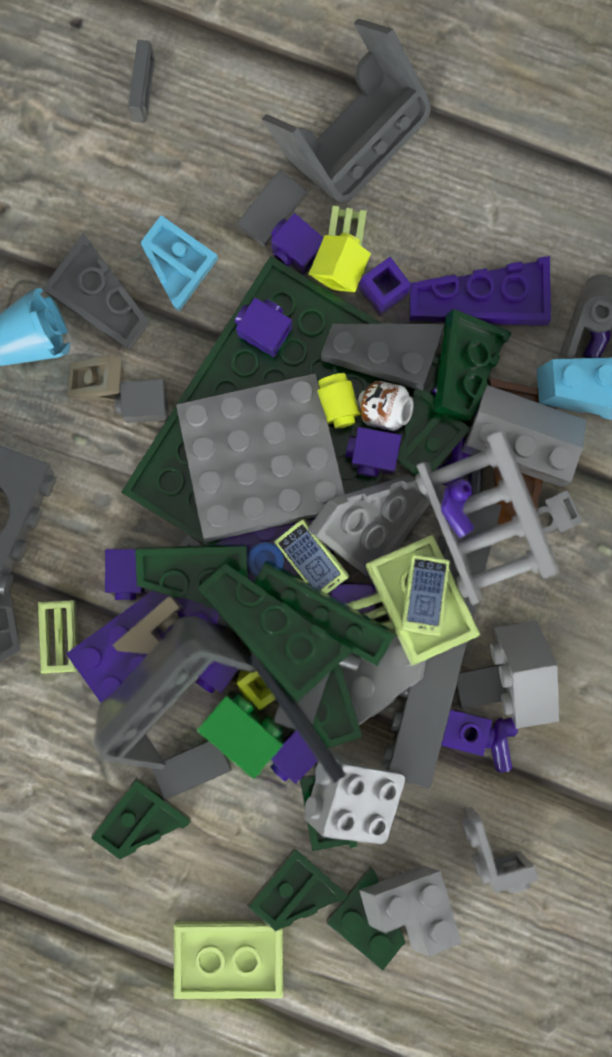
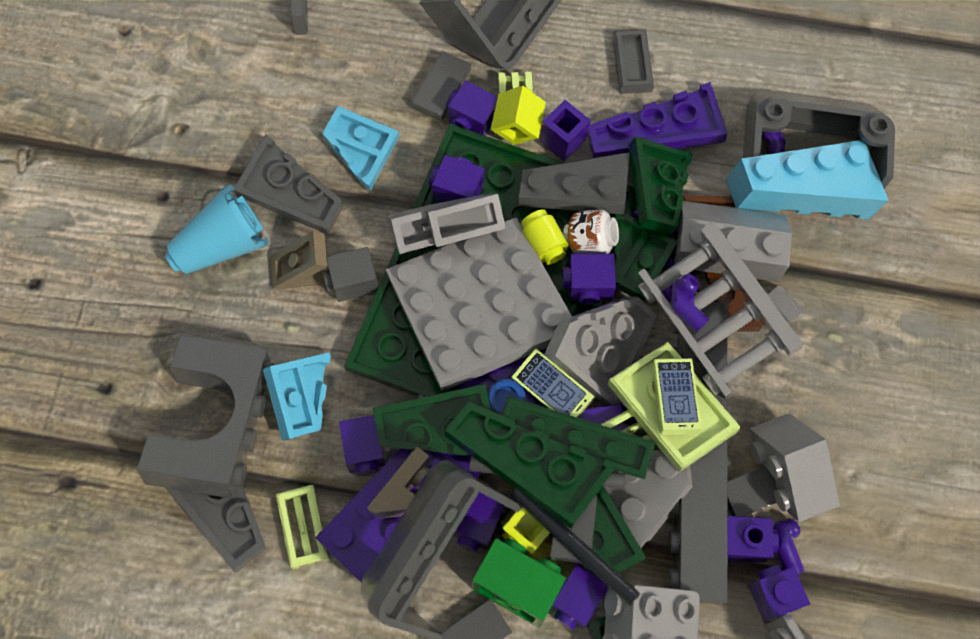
camera: 15 degrees left, 15 degrees down
(72, 512) = (298, 394): none -> medium azure wing
(242, 369) = (446, 222): none -> light grey slope
(475, 215) = (633, 61): none -> dark grey tile
(481, 787) = (778, 592): none -> dark purple brick

